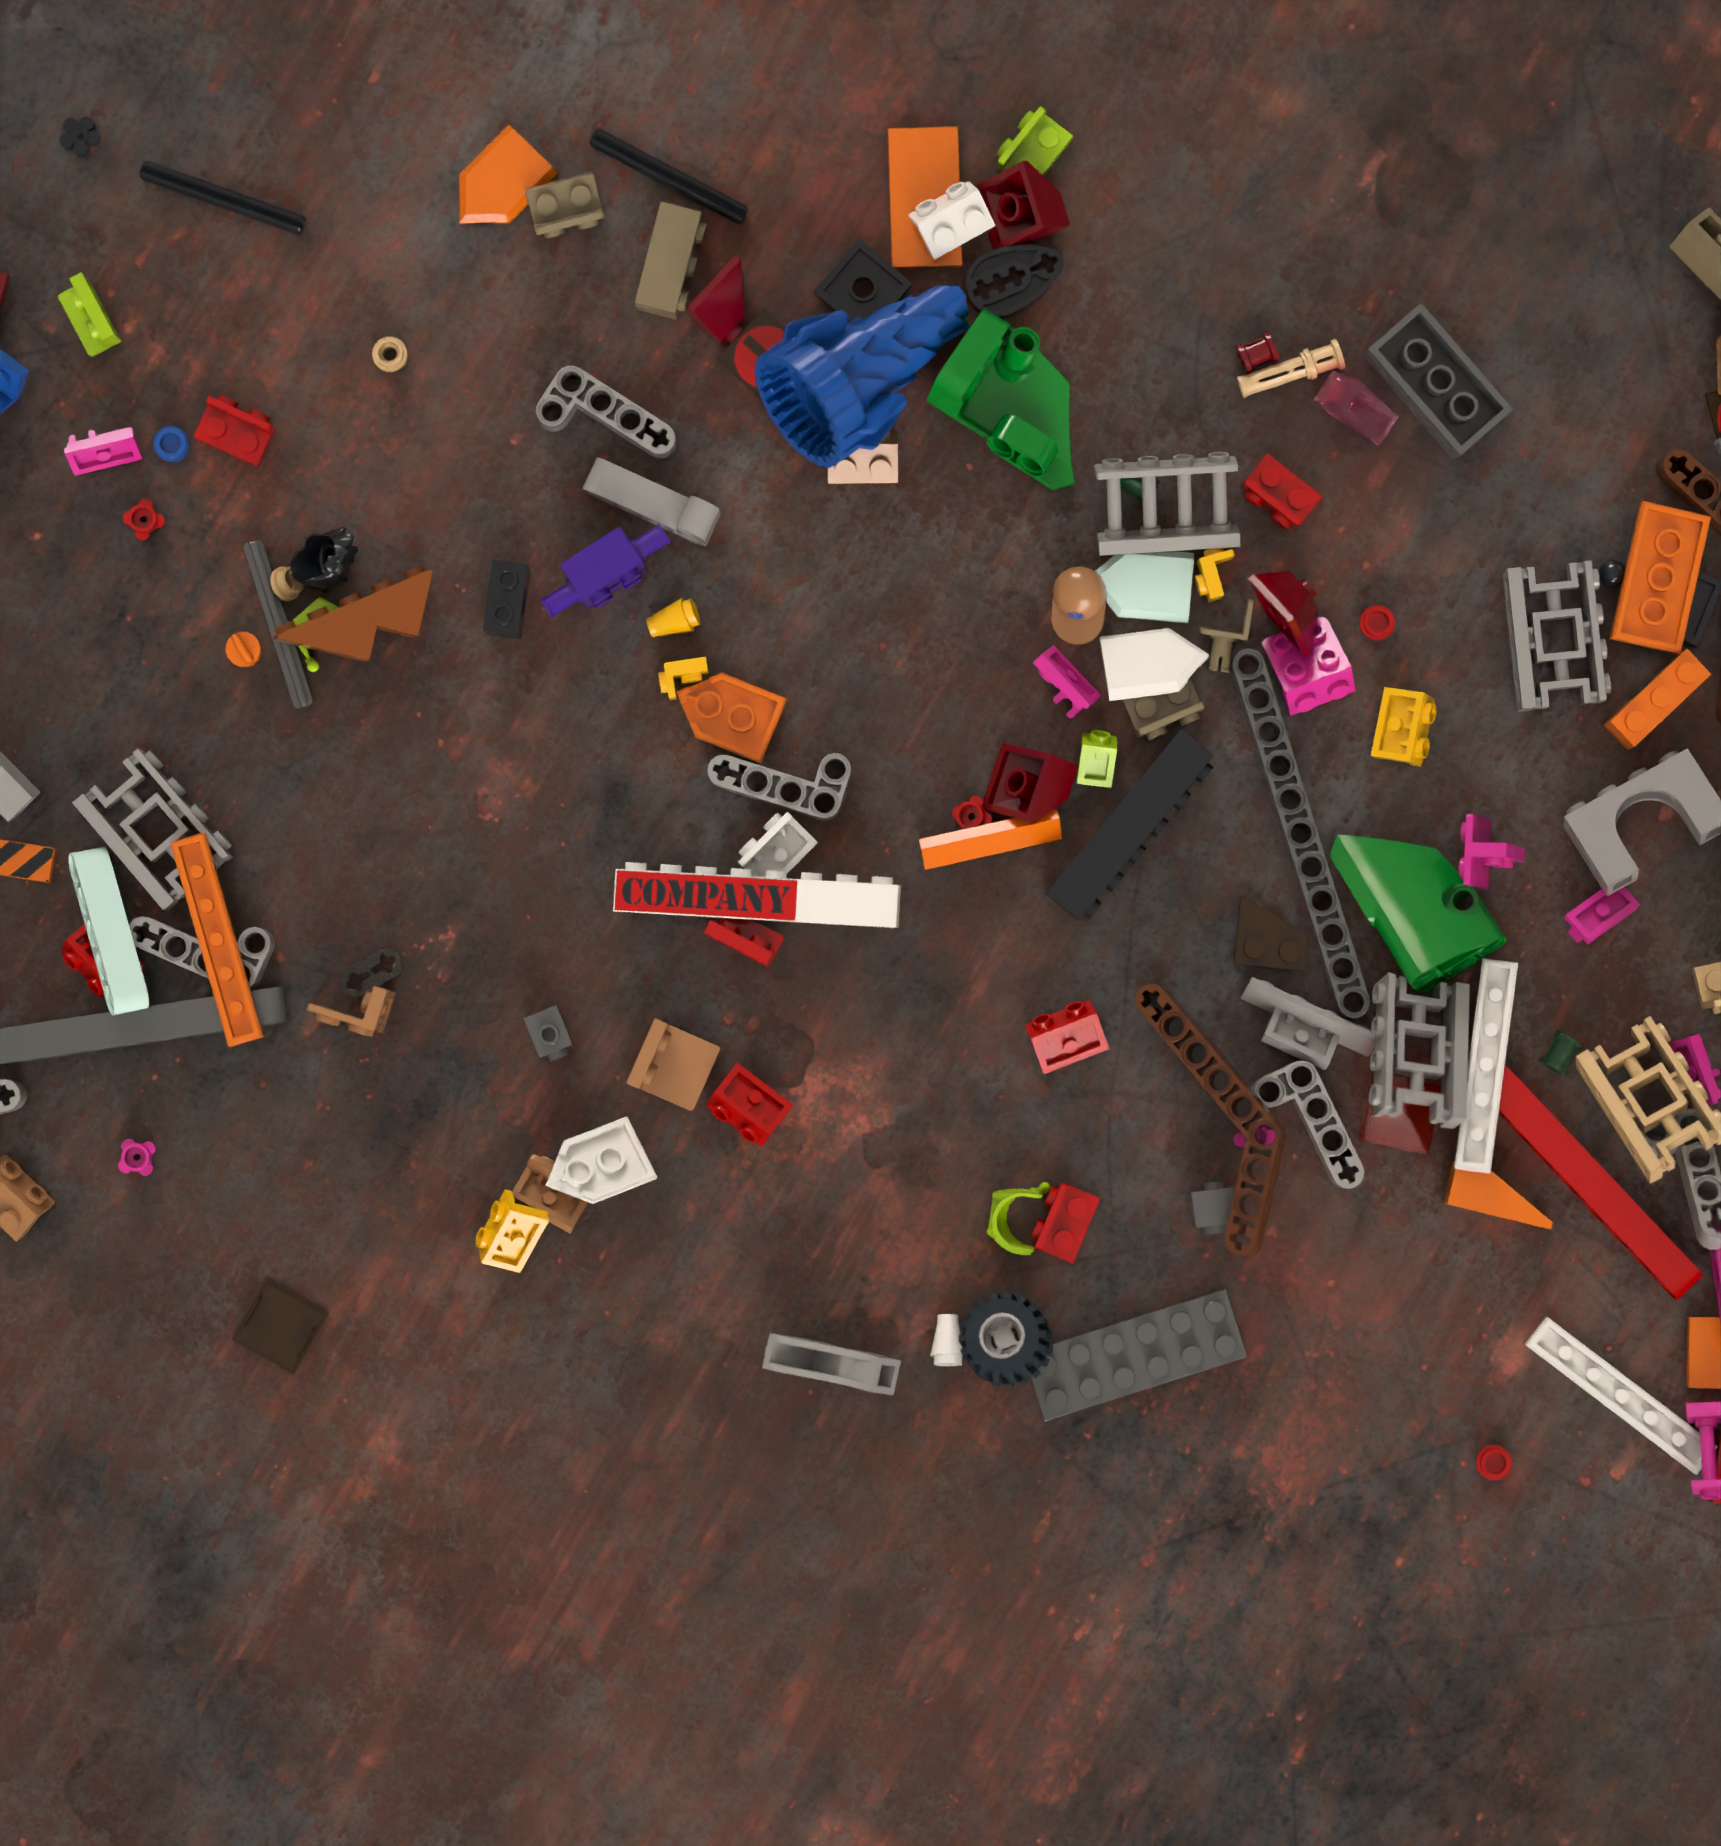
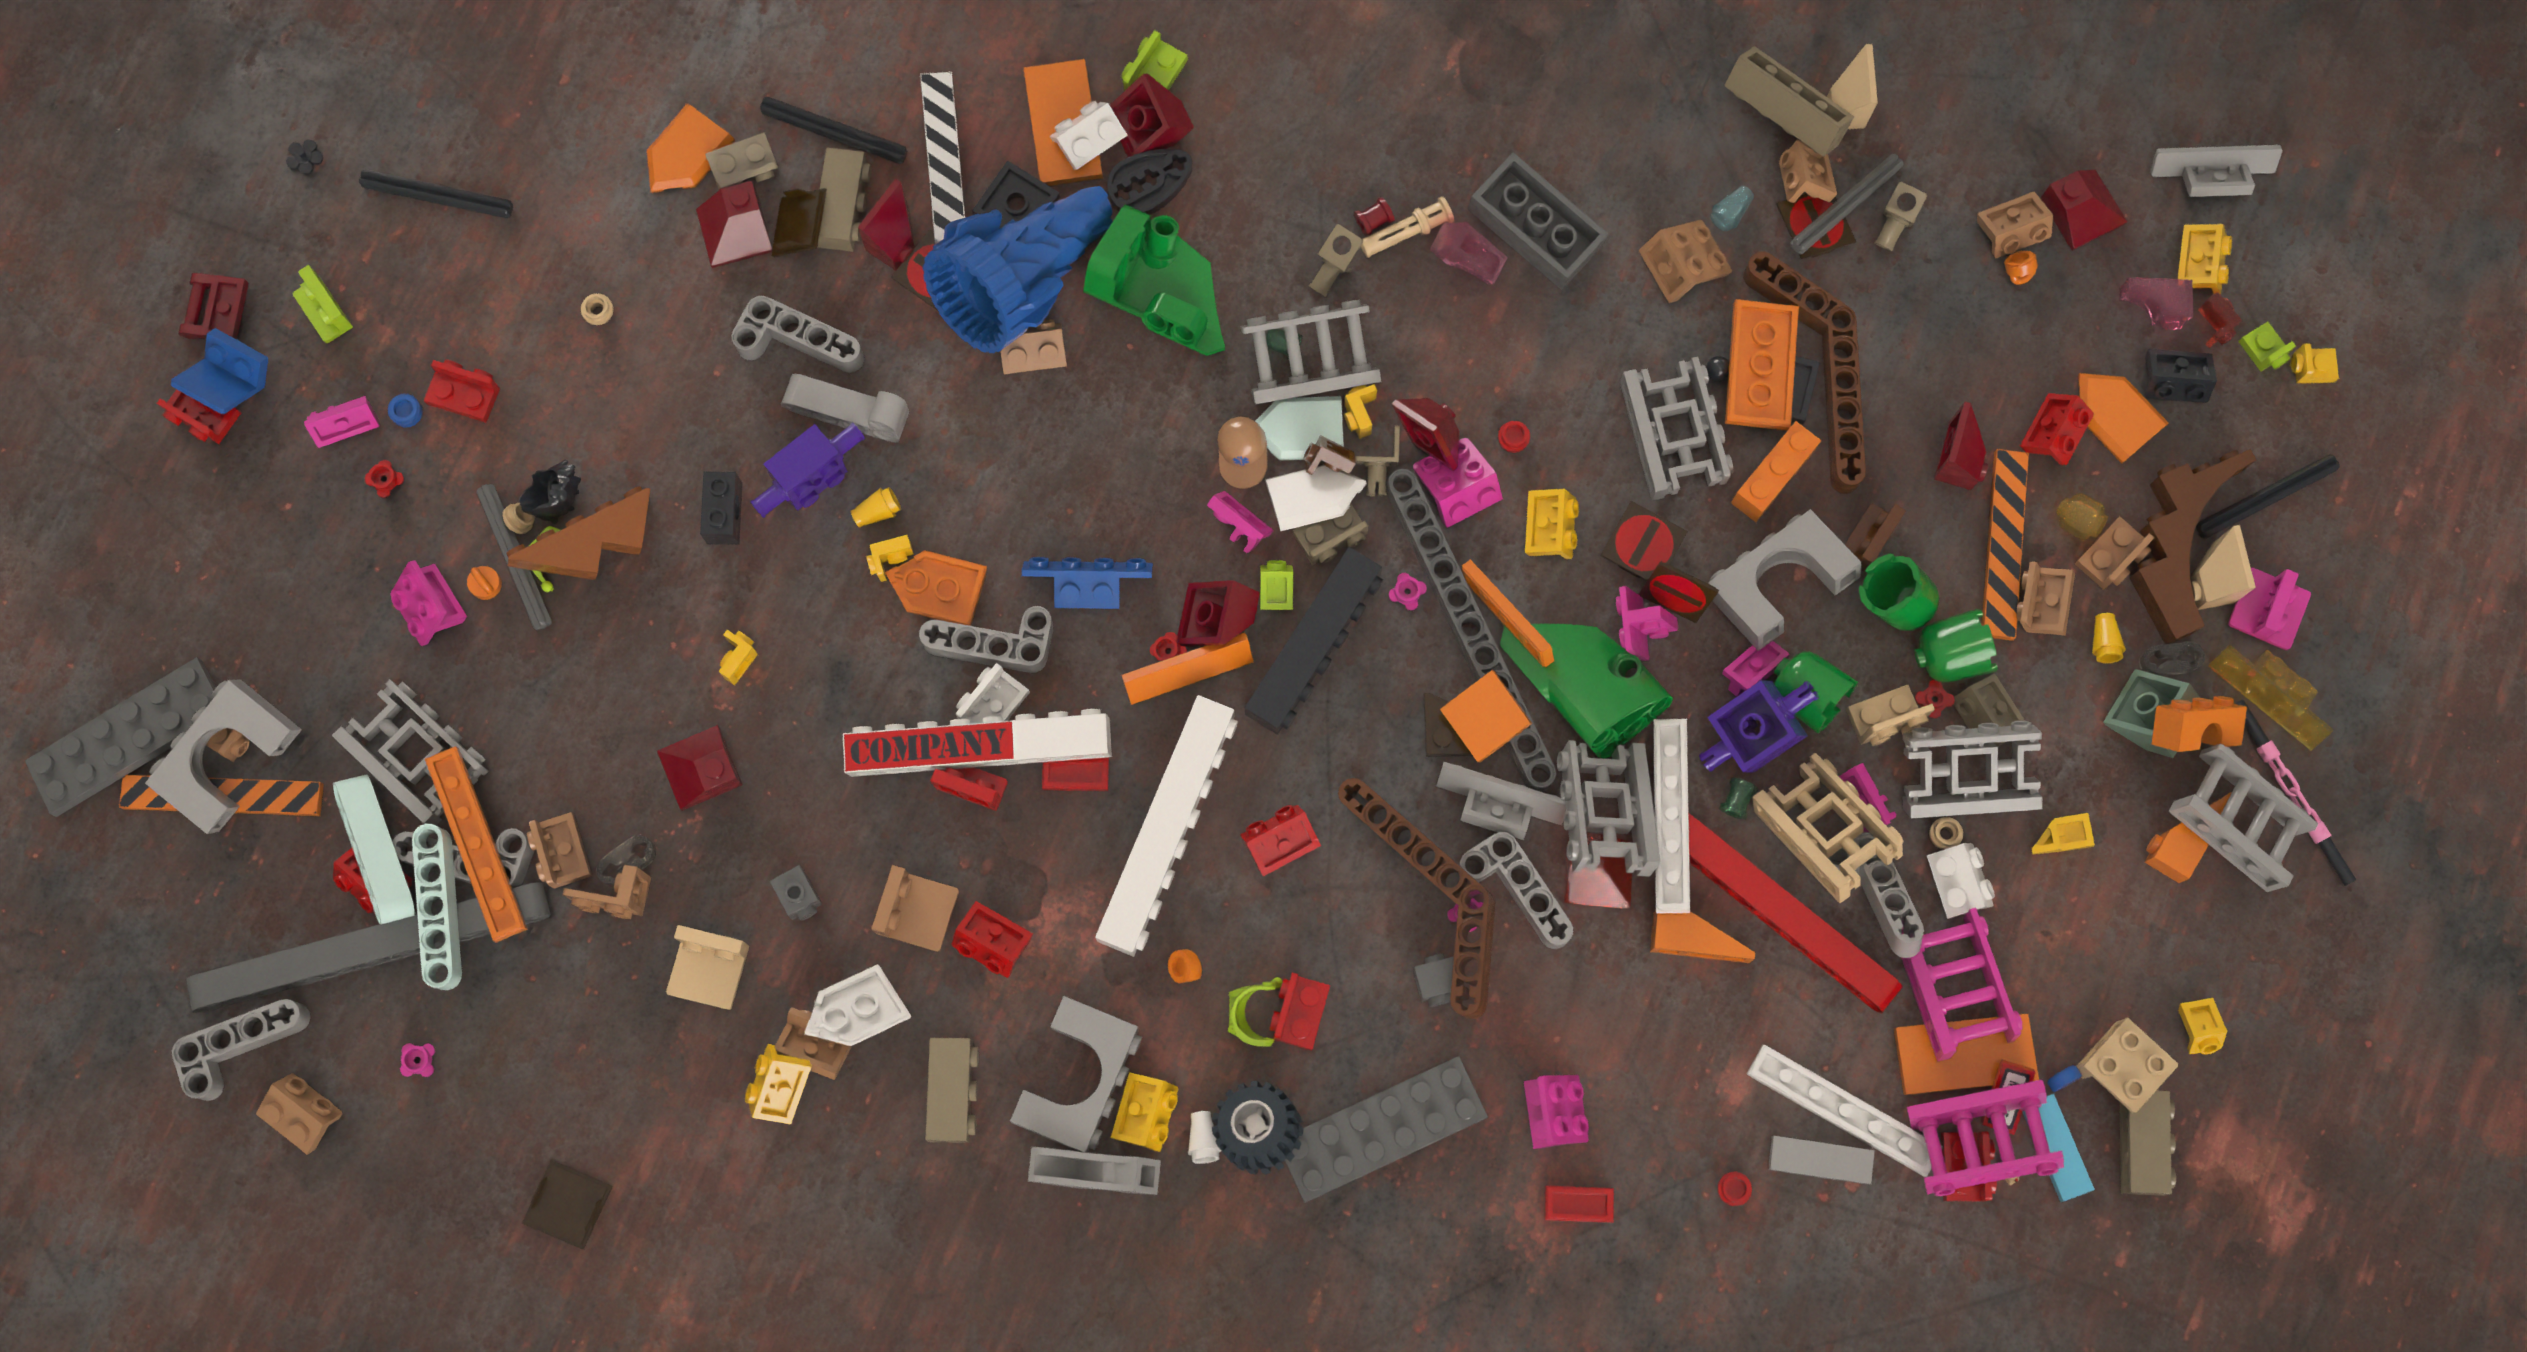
camera: 10 degrees left, 10 degrees down
(164, 1020) = (447, 919): none -> light aqua beam
(180, 665) = (426, 601): none -> dark pink bracket
(302, 954) = (559, 850): none -> medium nougat bracket
(447, 1099) = (707, 967): none -> tan bracket
(457, 881) = (699, 767): none -> dark red slope
(506, 772) = (737, 662): none -> yellow bracket
(548, 276) = (733, 225): none -> dark red slope
(621, 283) = (798, 221): none -> dark brown piece
(691, 1259) = (951, 1090): none -> dark tan brick
(787, 224) = (942, 150): none -> tile
(818, 1311) = (1079, 1123): none -> light grey arch
(858, 940) = (1076, 775): none -> red tile
(890, 1307) = (1145, 1112): none -> yellow bracket
(893, 729) = (1087, 583): none -> blue bracket
(947, 1007) = (1166, 825): none -> white brick
(949, 1159) = (1184, 966): none -> orange tile
(1174, 620) = (1332, 454): none -> bracket
(1205, 403) = (1334, 262): none -> dark tan bracket
(1235, 772) = (1405, 582): none -> dark pink plate
(1280, 493) = (1411, 335): red bracket -> none
(1303, 934) = (1486, 716): none -> orange tile
(1319, 1360) = (1556, 1110): none -> dark pink bracket
(1329, 1457) = (1579, 1204): none -> red tile
(1342, 825) = (1507, 614): none -> orange tile
(1501, 761) = (1643, 541): none -> piece
(1530, 822) = (1678, 592): none -> piece
(1589, 1444) = (1821, 1160): none -> light grey tile
(1594, 443) = (1684, 257): none -> medium nougat bracket
(1614, 978) = (1738, 719): none -> dark purple brick
(1655, 391) = (1731, 209): none -> clear light blue cone
(1657, 946) = (1825, 678): none -> green cylinder

